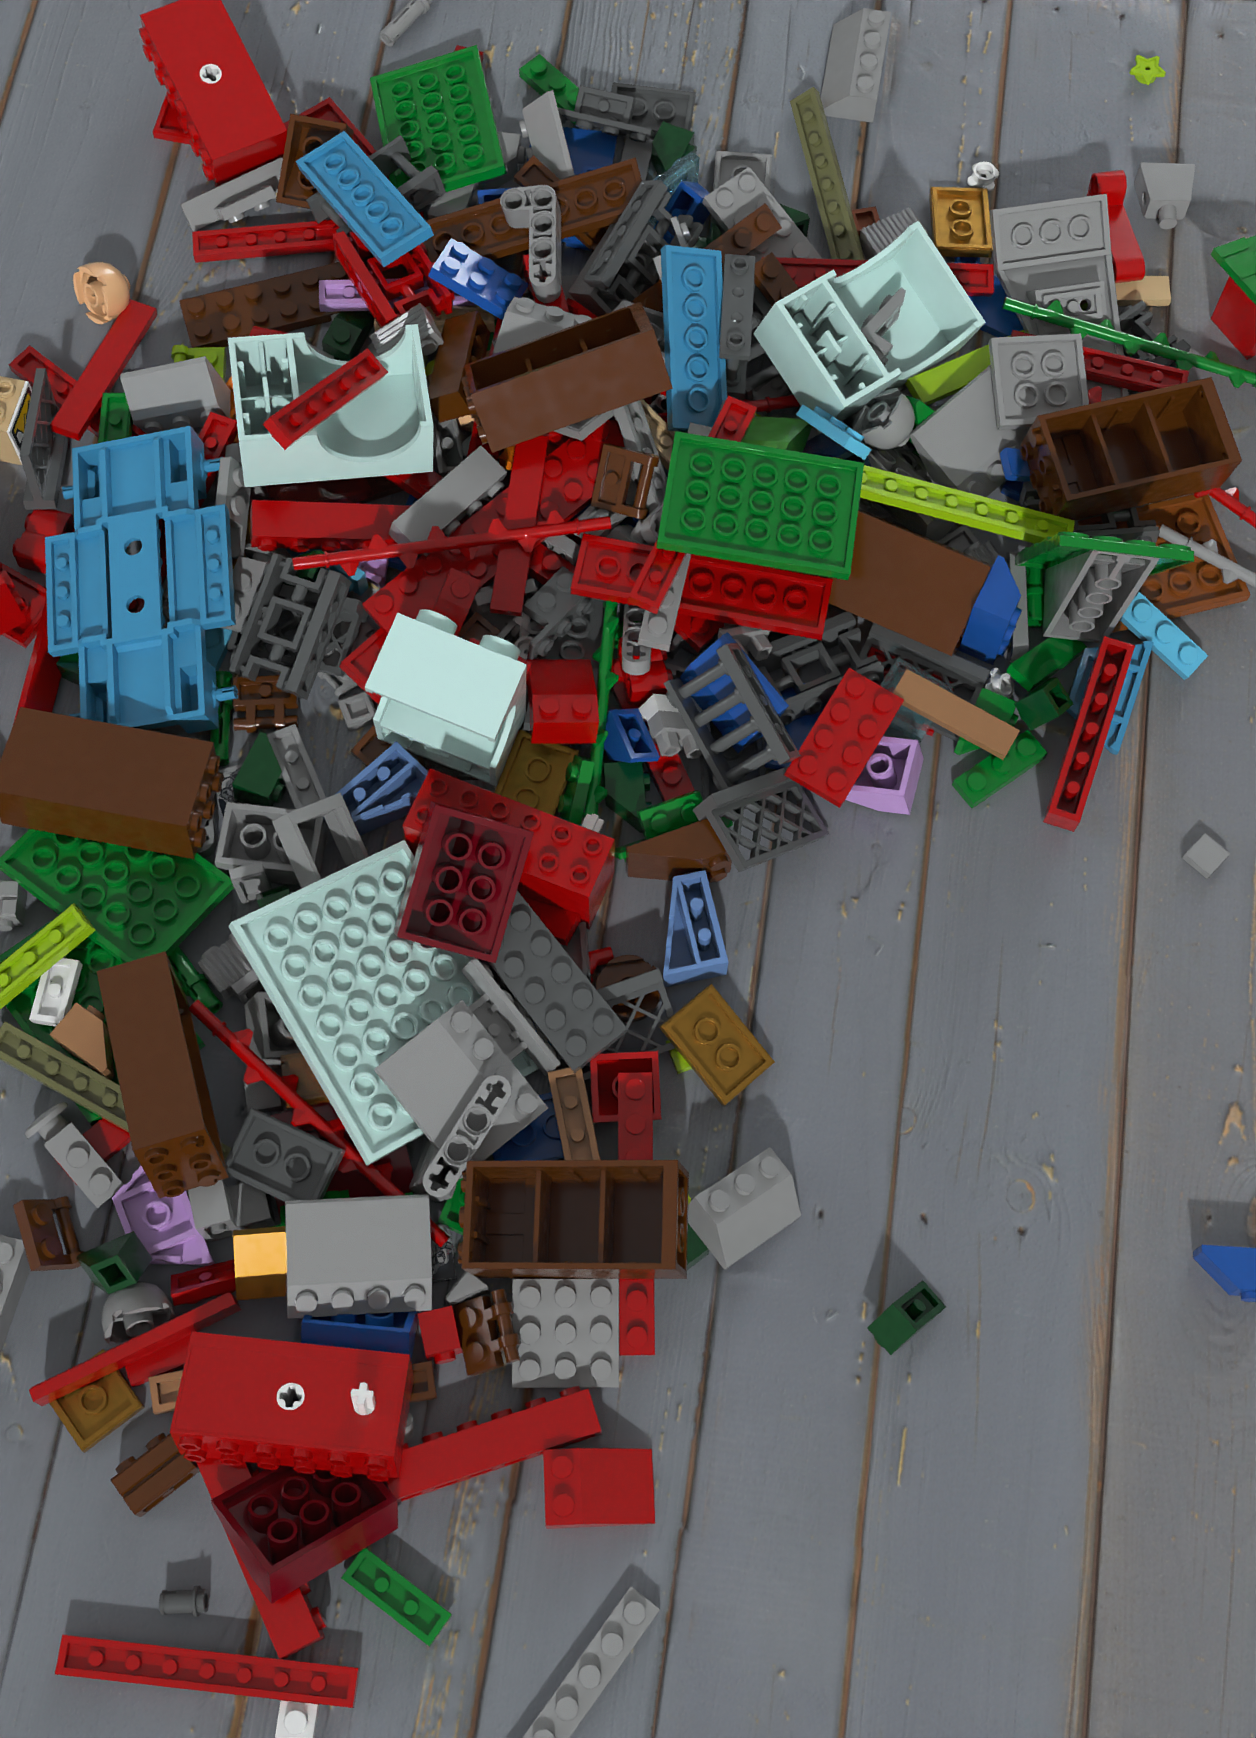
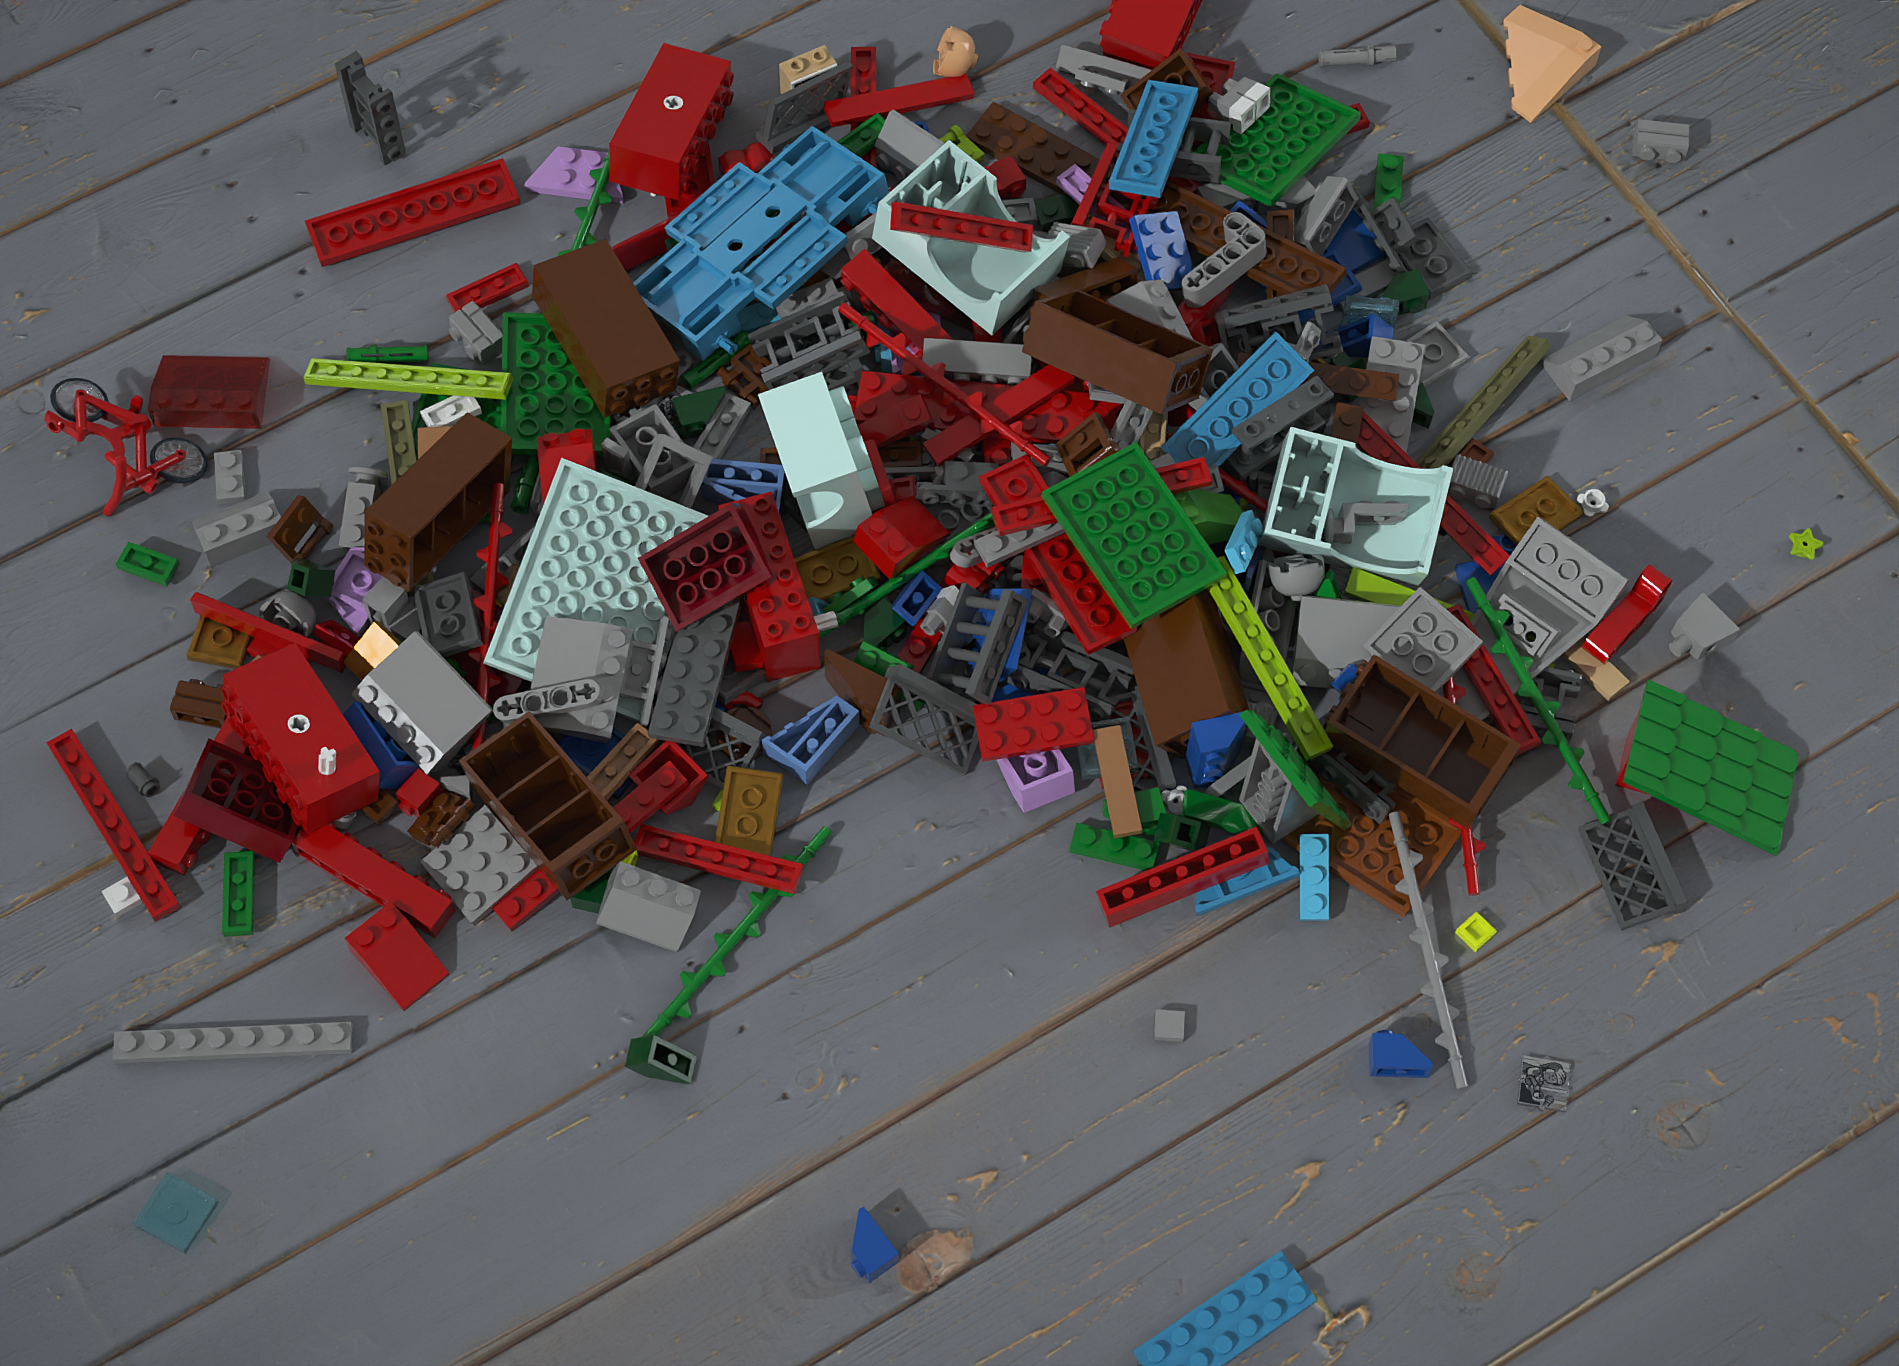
camera: 50 degrees right, 5 degrees down
(205, 928) = (574, 446): none -> red slope
(378, 118) = (1241, 102): none -> hips
(746, 1105) = (718, 859): none -> red plate
(829, 1164) = (727, 942): none -> green plant

